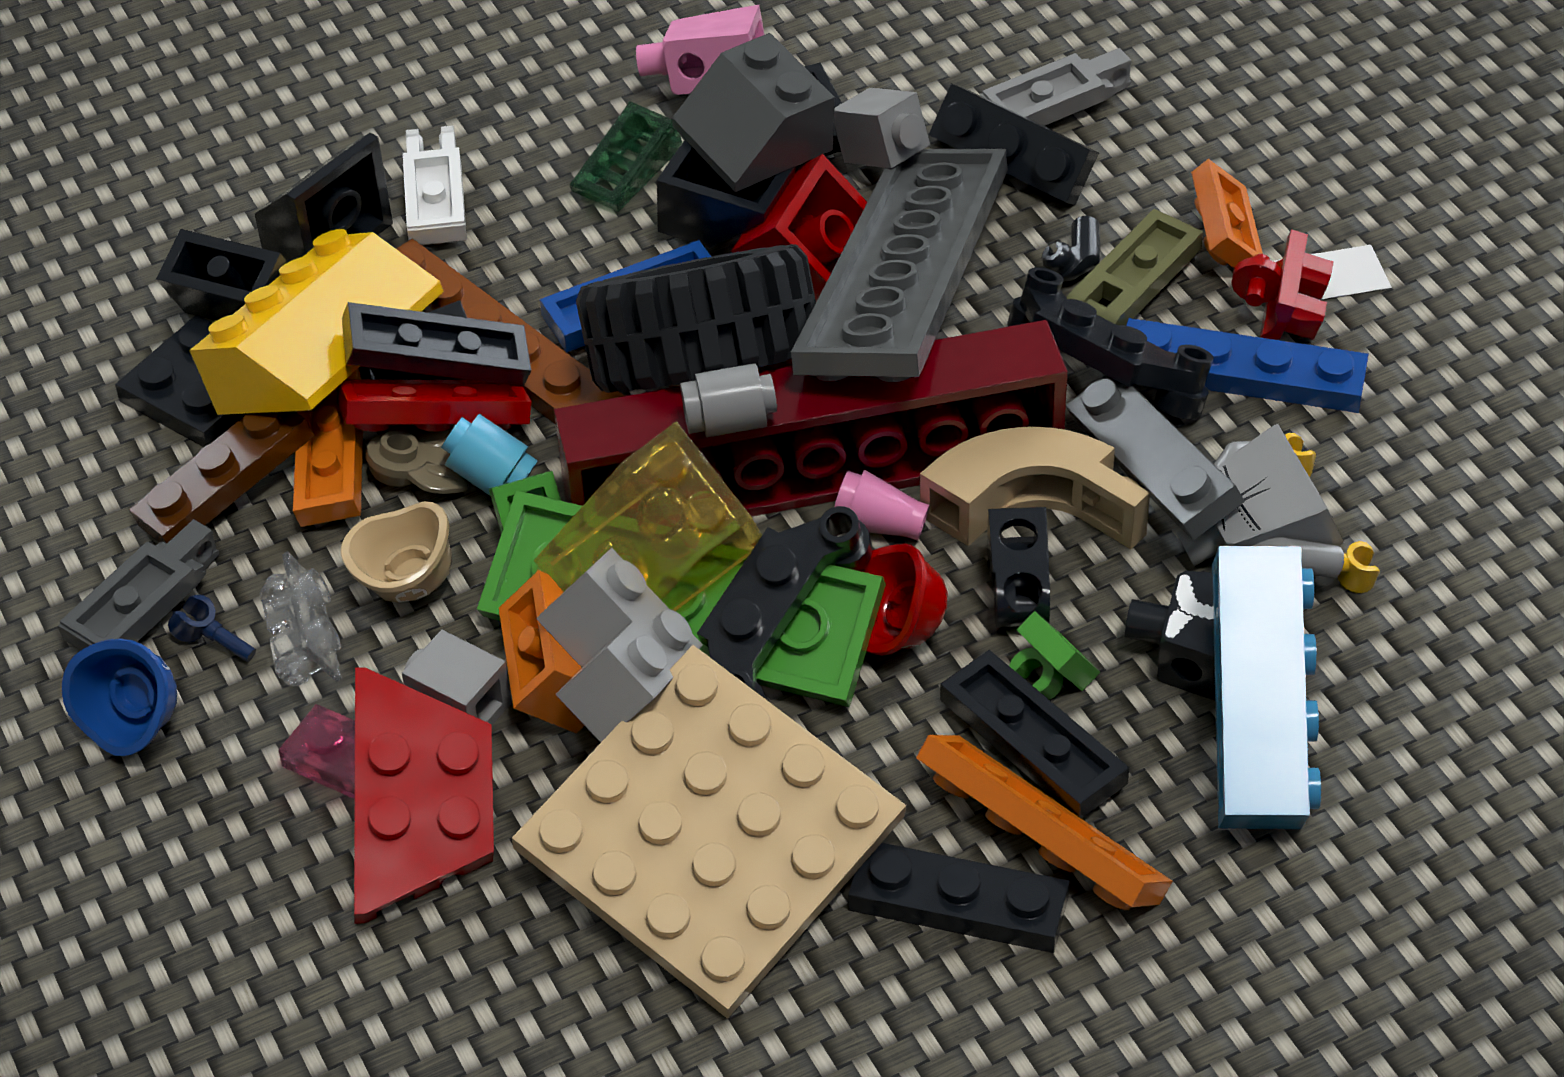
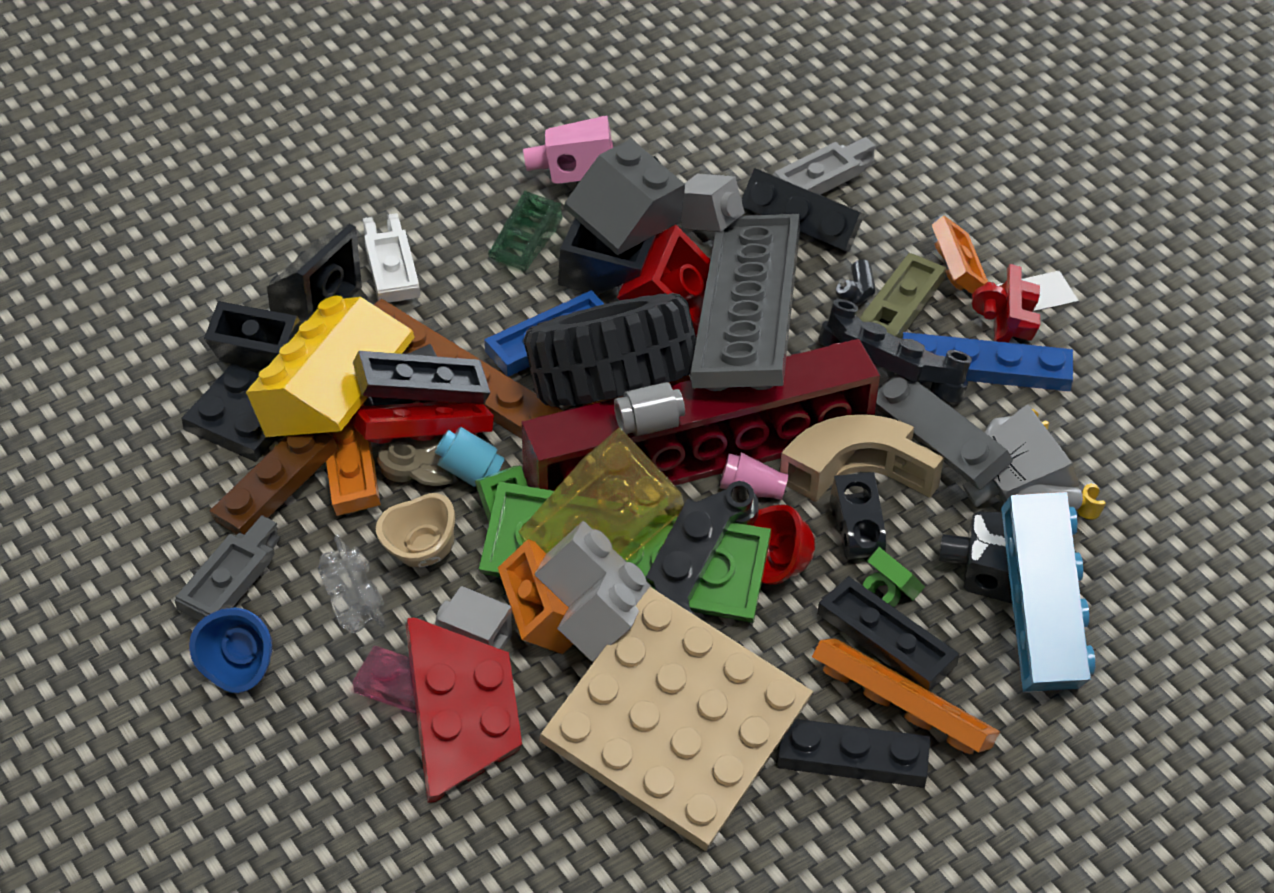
camera: 10 degrees left, 0 degrees up
(204, 612) = (276, 588): dark blue hand -> none

